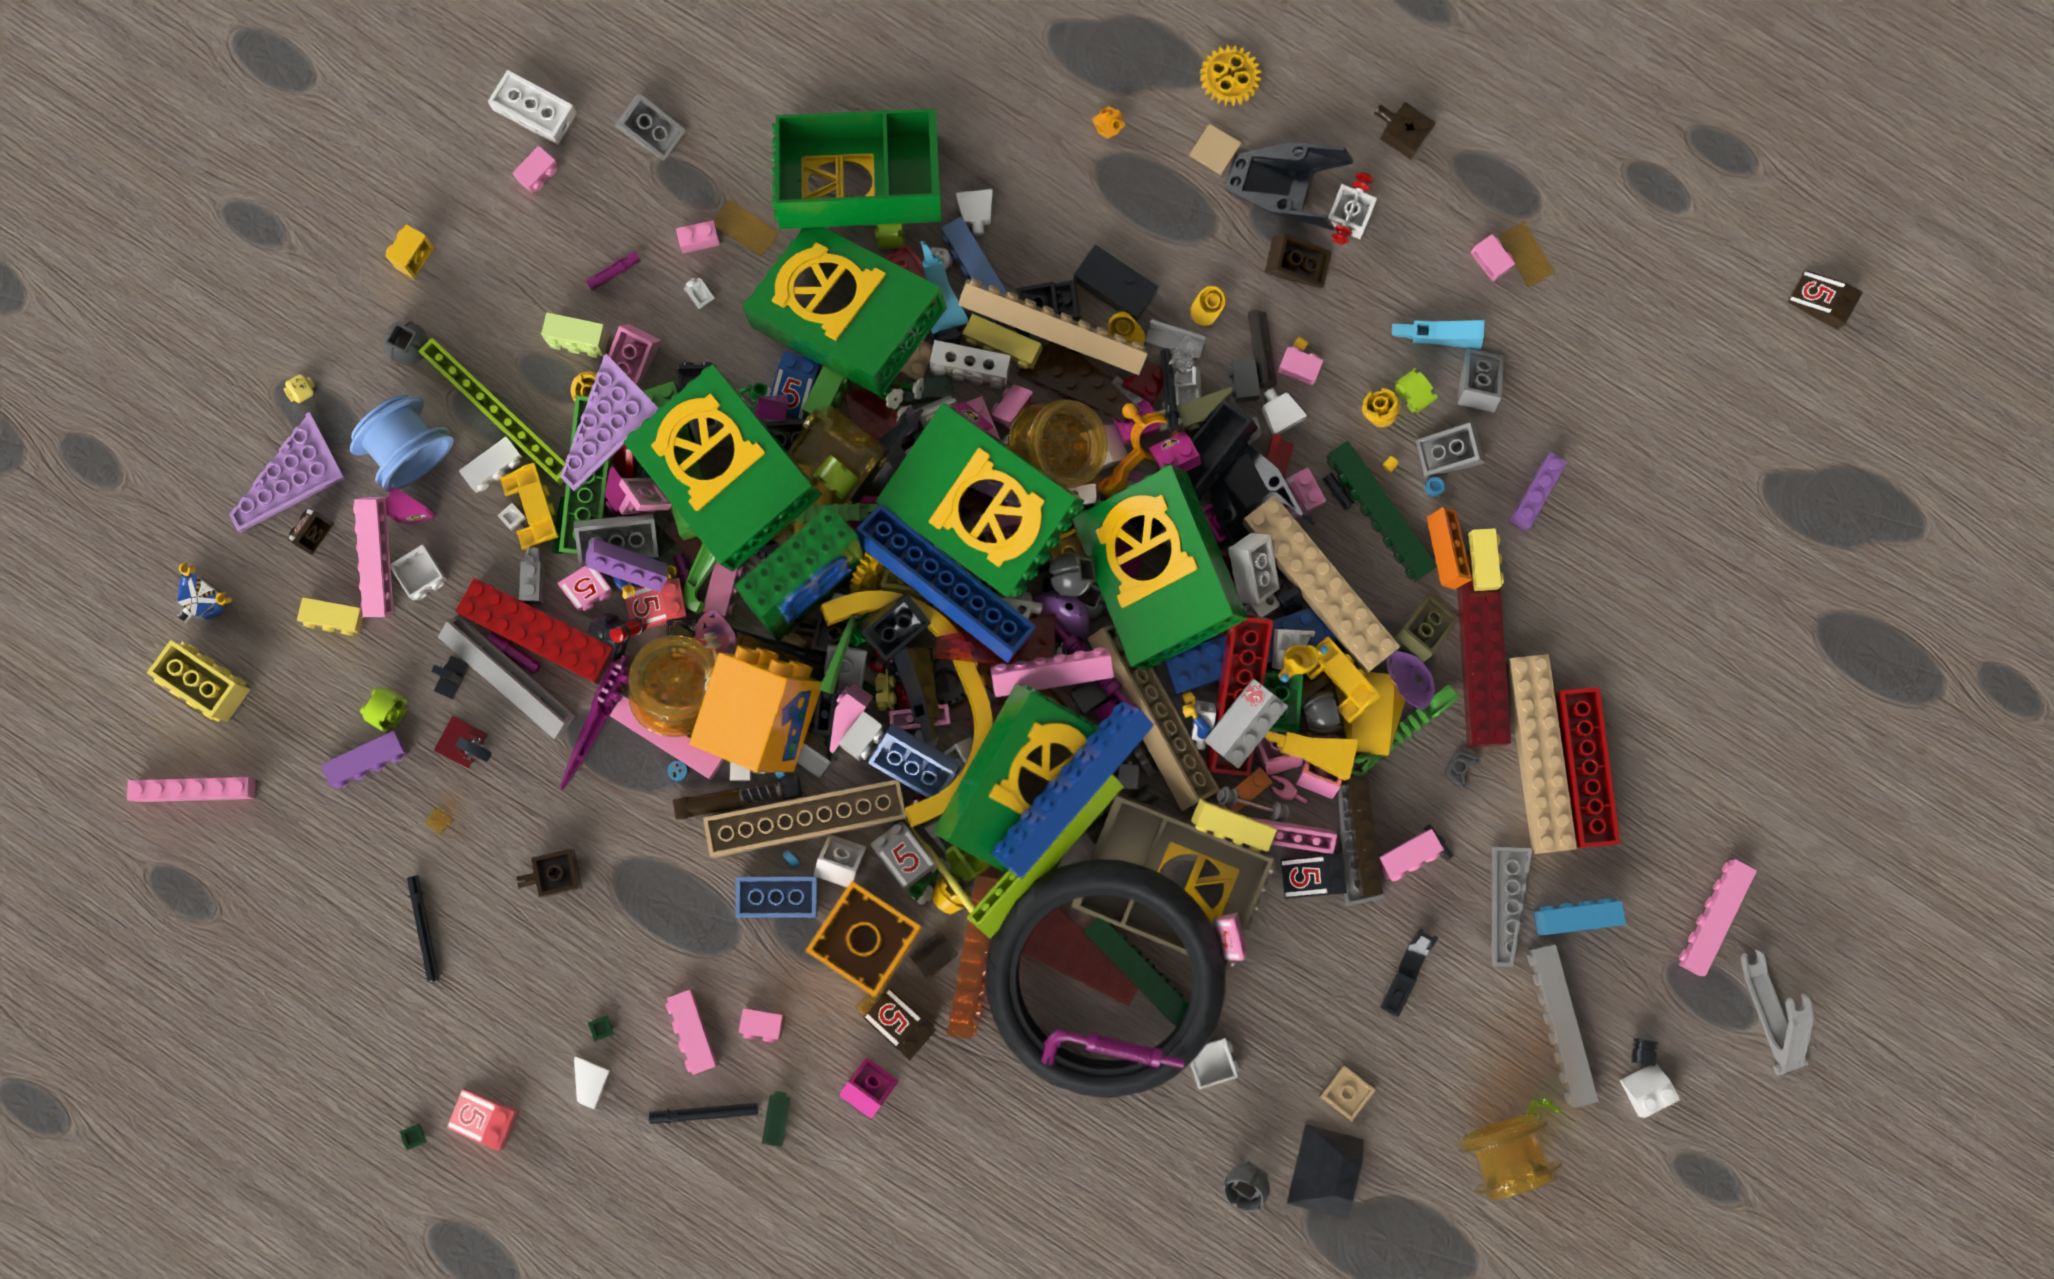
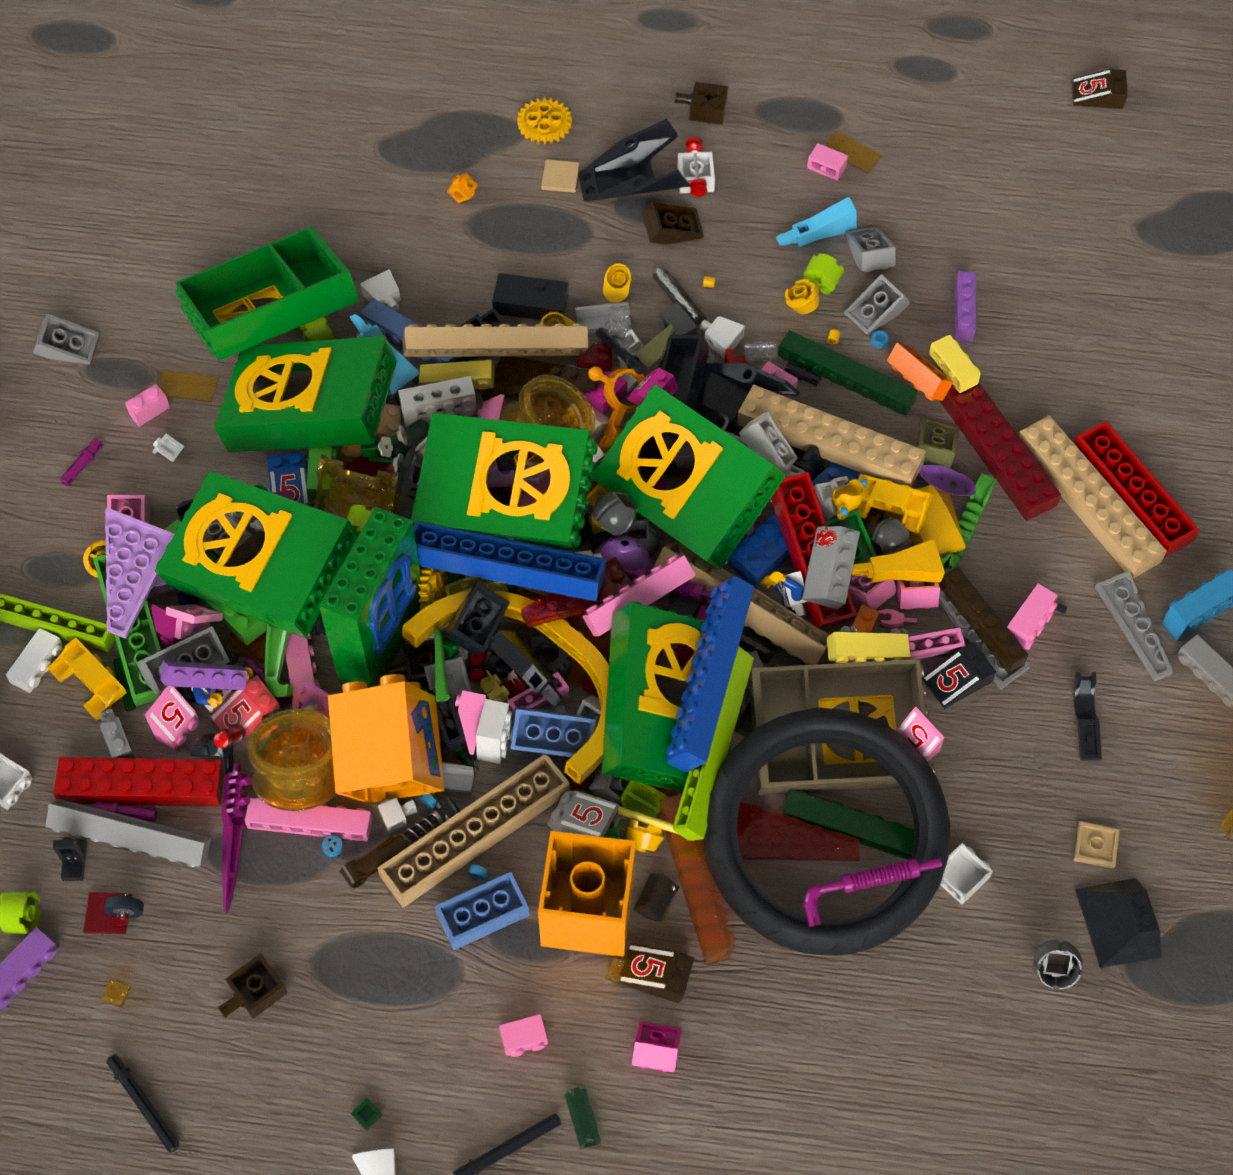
camera: 20 degrees left, 20 degrees down
(511, 516) = (73, 696): white plate -> none
(575, 335) = (69, 521): yellowish green brick -> none
(625, 462) = (160, 596): red panel -> none
(691, 1032) = (459, 1075): bright pink brick -> none
(839, 861) = (525, 855): white slope -> none
(1300, 365) = (718, 296): bright pink brick -> none
(1309, 448) = (760, 351): none -> clear hips
(1458, 767) = (1028, 538): flat silver piece -> none

